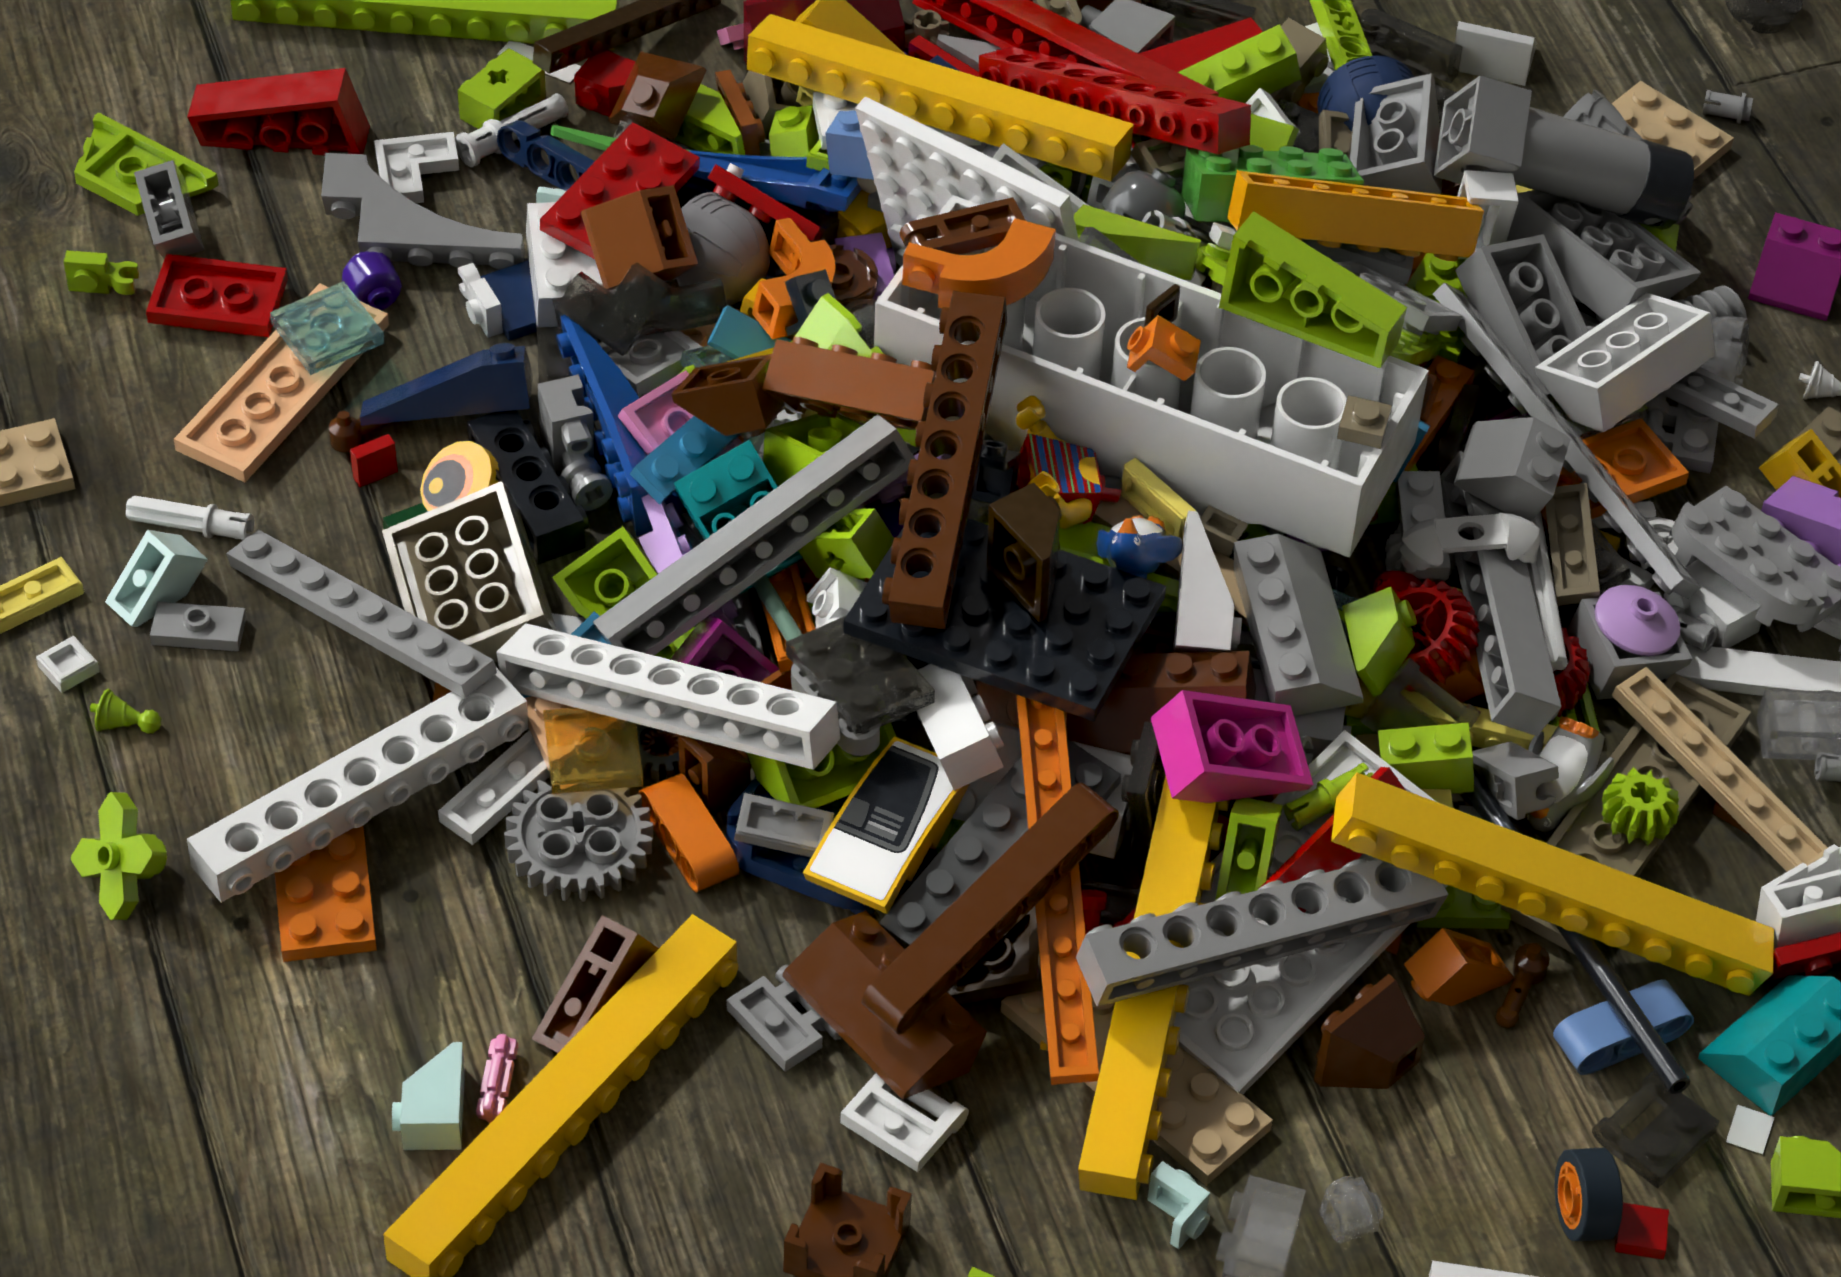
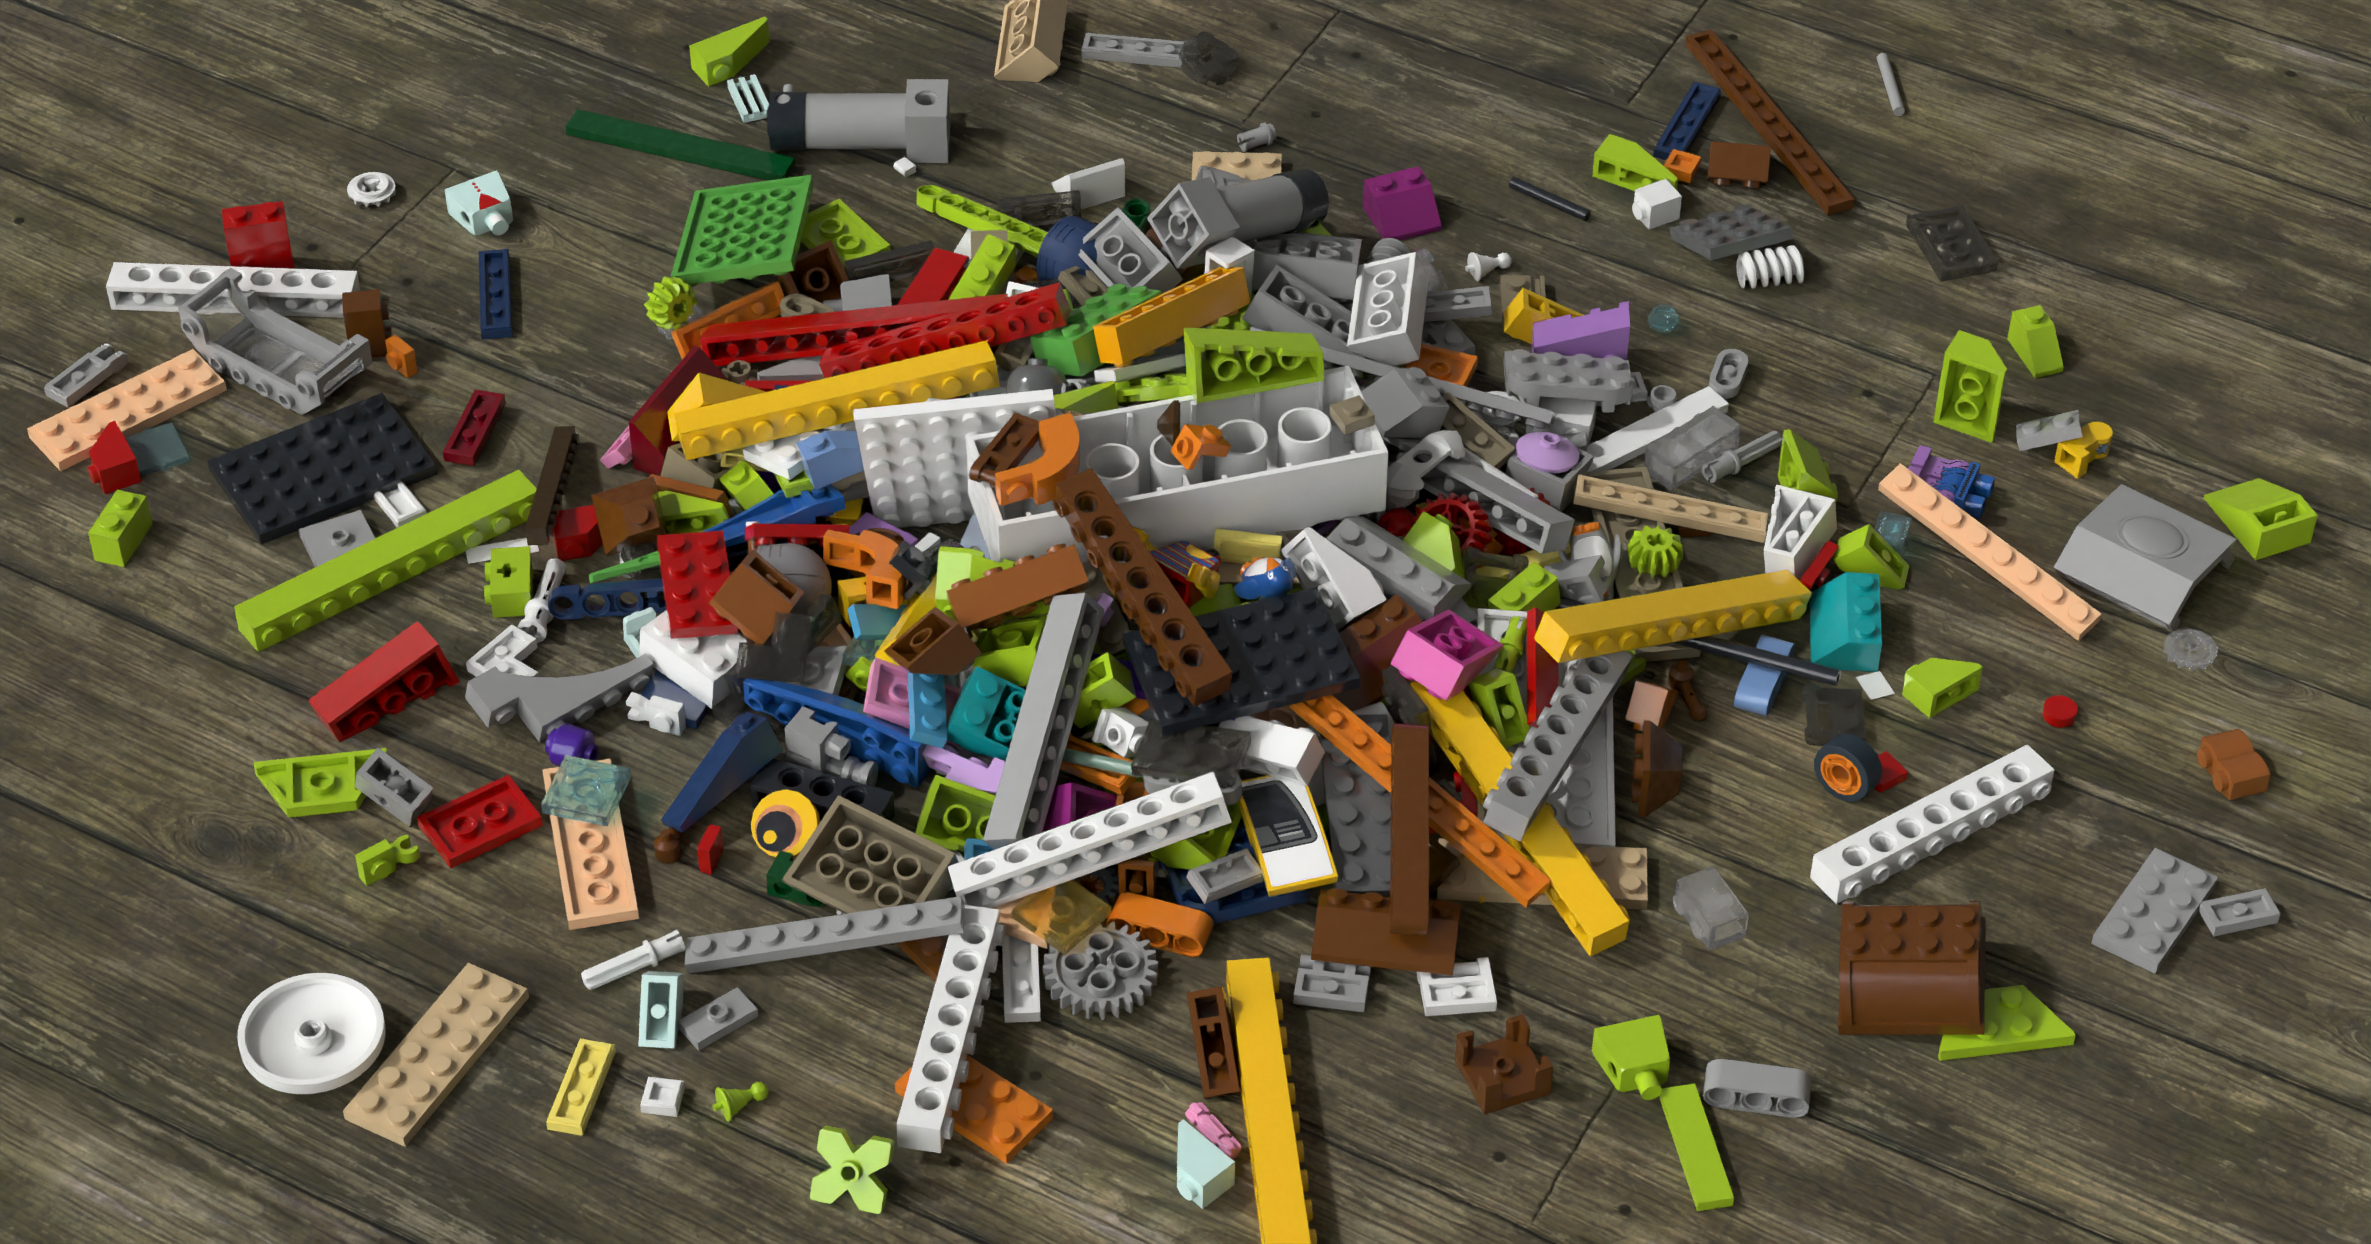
camera: 40 degrees left, 5 degrees down
(1025, 546) = (1241, 609): dark brown slope -> none
(1182, 1199) = (1652, 921): light aqua bracket -> none
(1350, 1209) = (1738, 864): clear plate -> none

